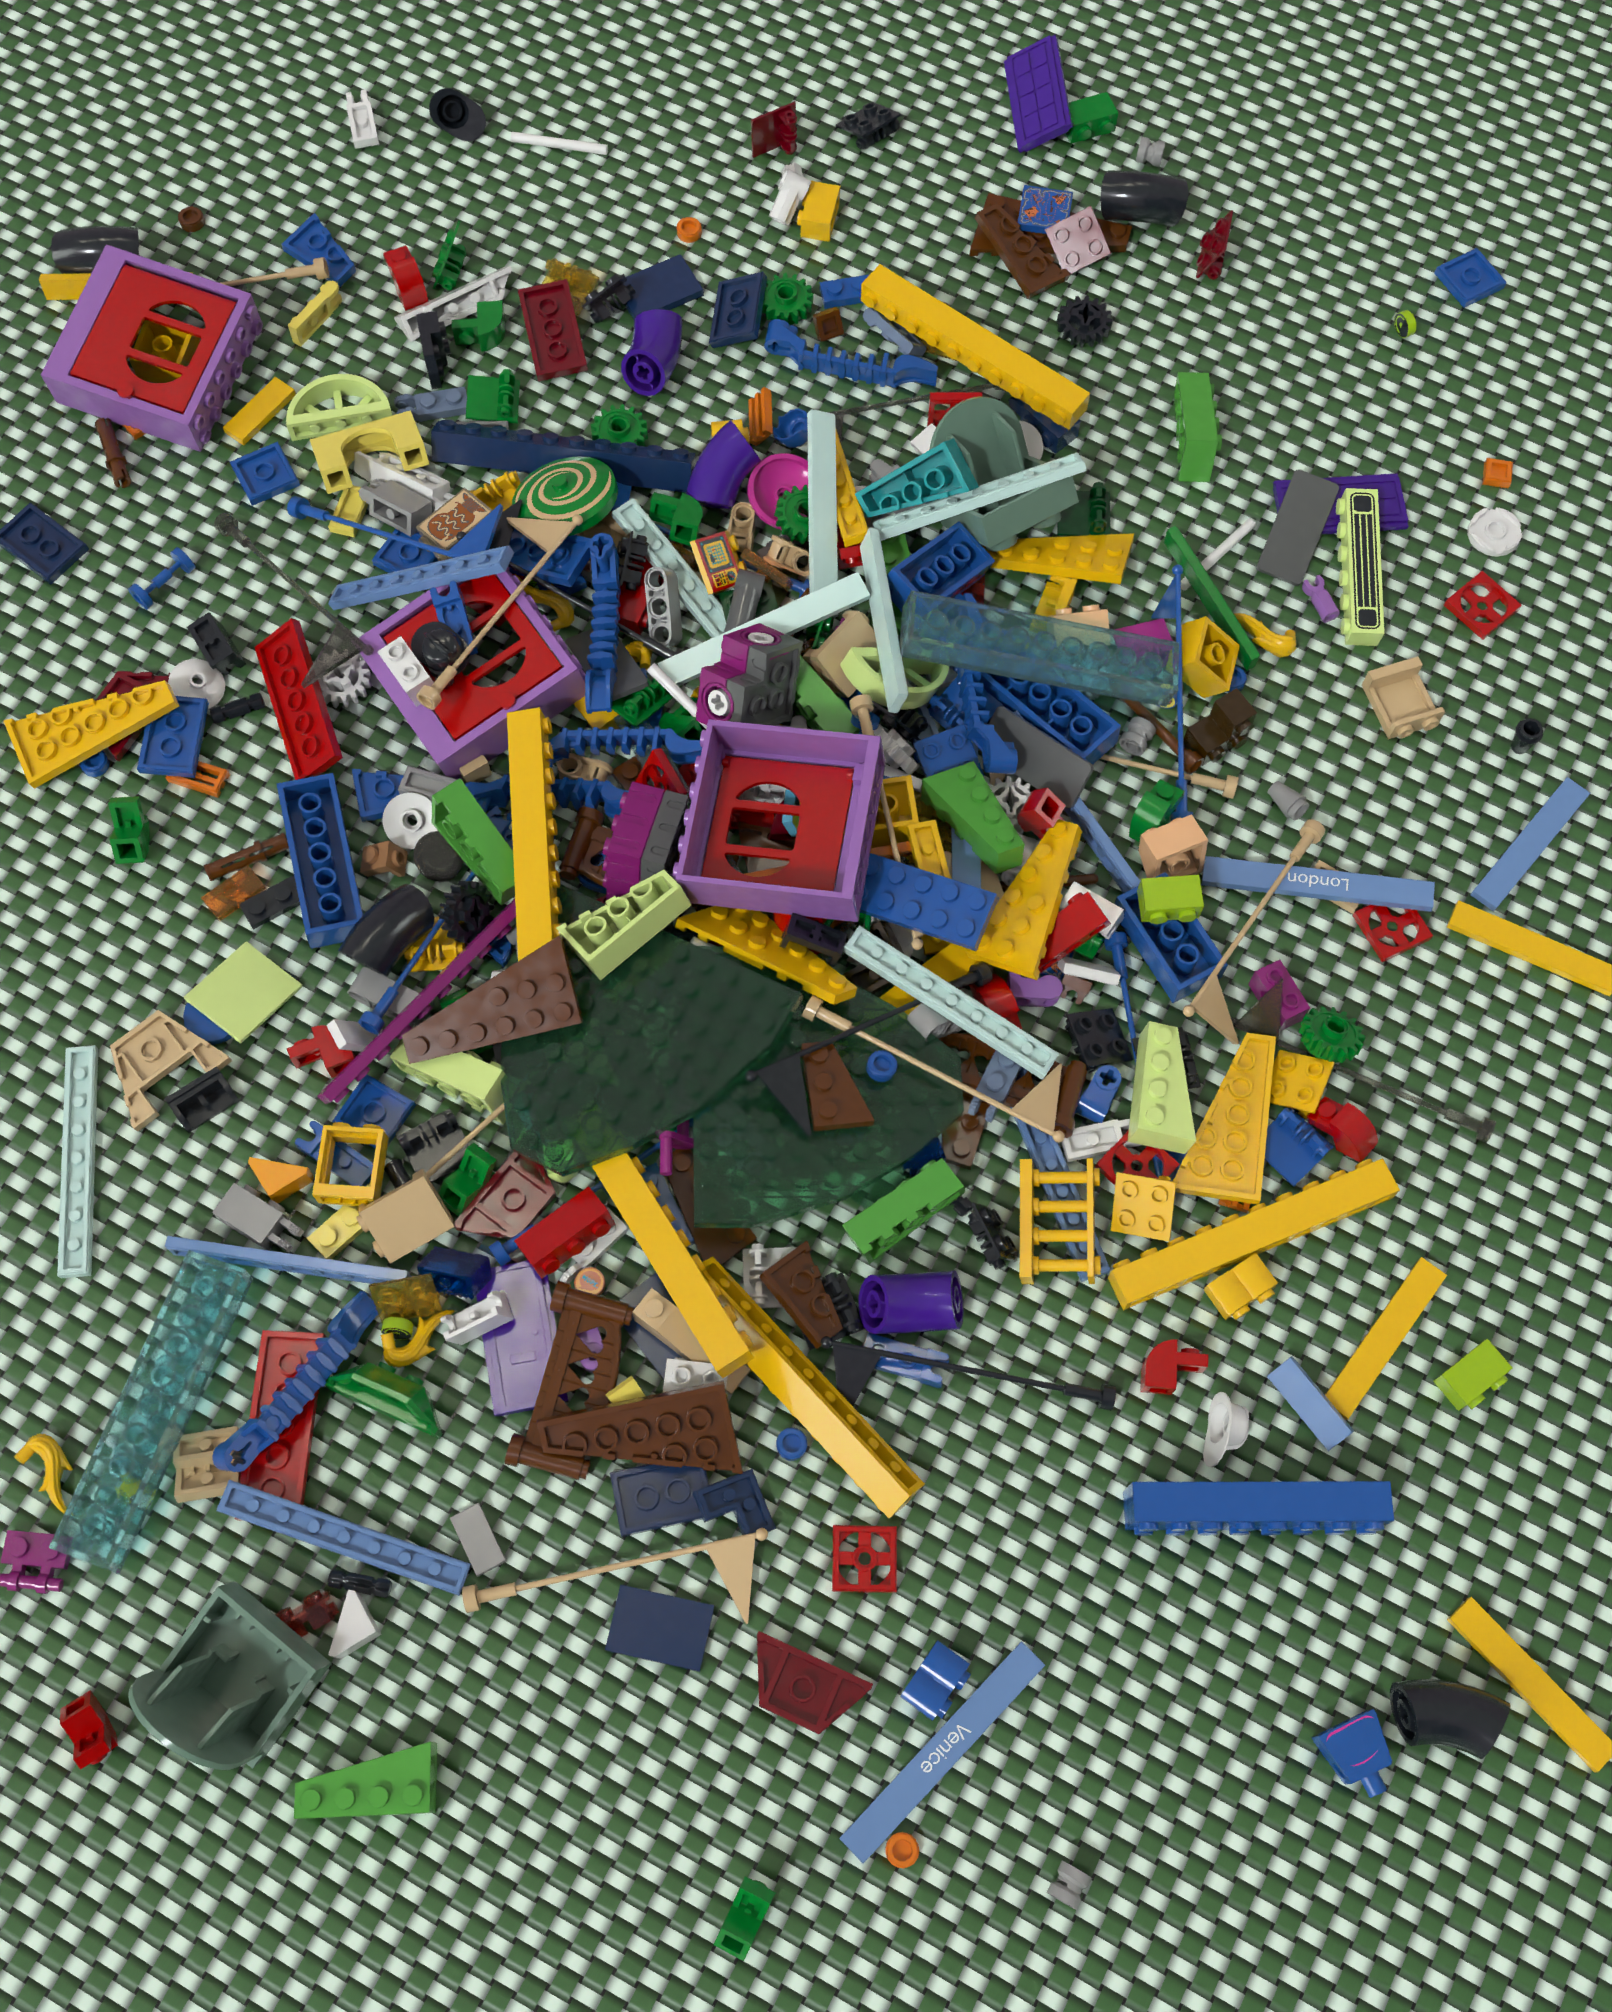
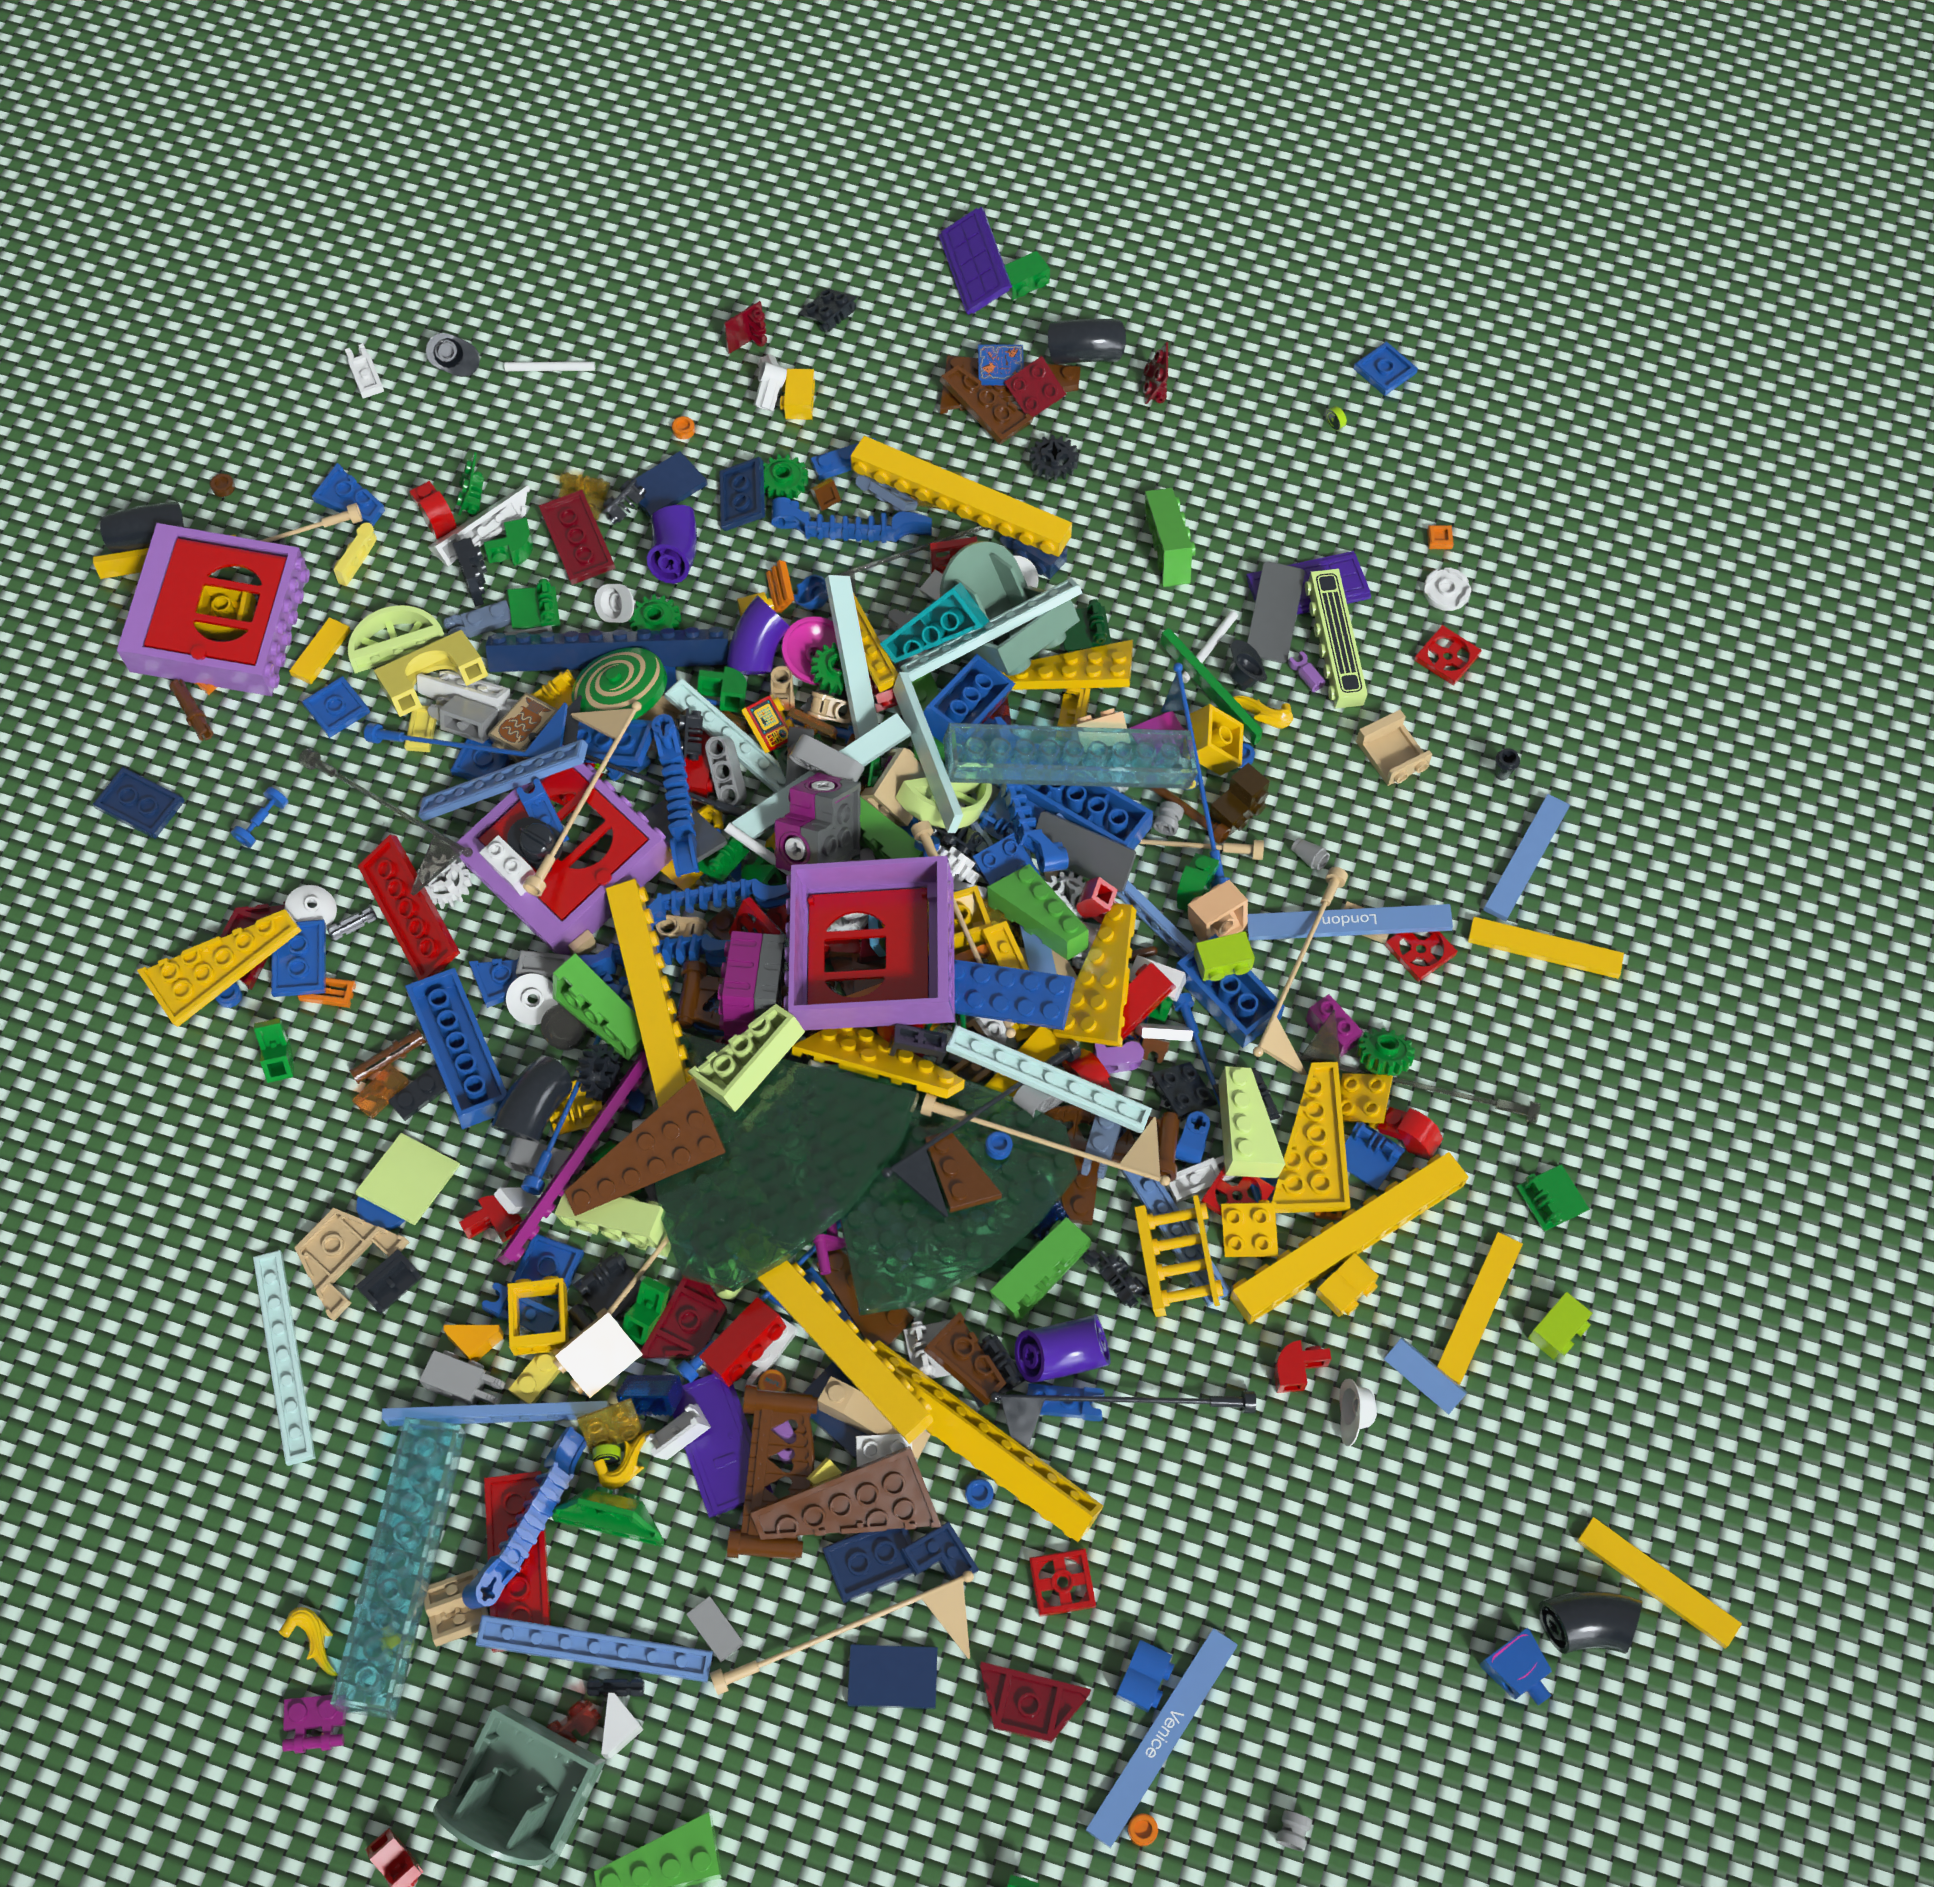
camera: 10 degrees left, 5 degrees down
(215, 643) = (321, 868): black hinge -> none
(383, 858) = (513, 1037): medium nougat bracket -> none
(559, 604) = (626, 781): yellow piece -> none
(578, 406) = (614, 603): none -> white piece
(769, 610) = (823, 759): none -> light grey beam
(1150, 151) = (1084, 298): light grey wheel -> none
(1254, 582) = (1246, 665): none -> black piece
(1258, 1506) = (1395, 1472): blue brick -> none
(1490, 1229) = (1552, 1197): none -> green hinge

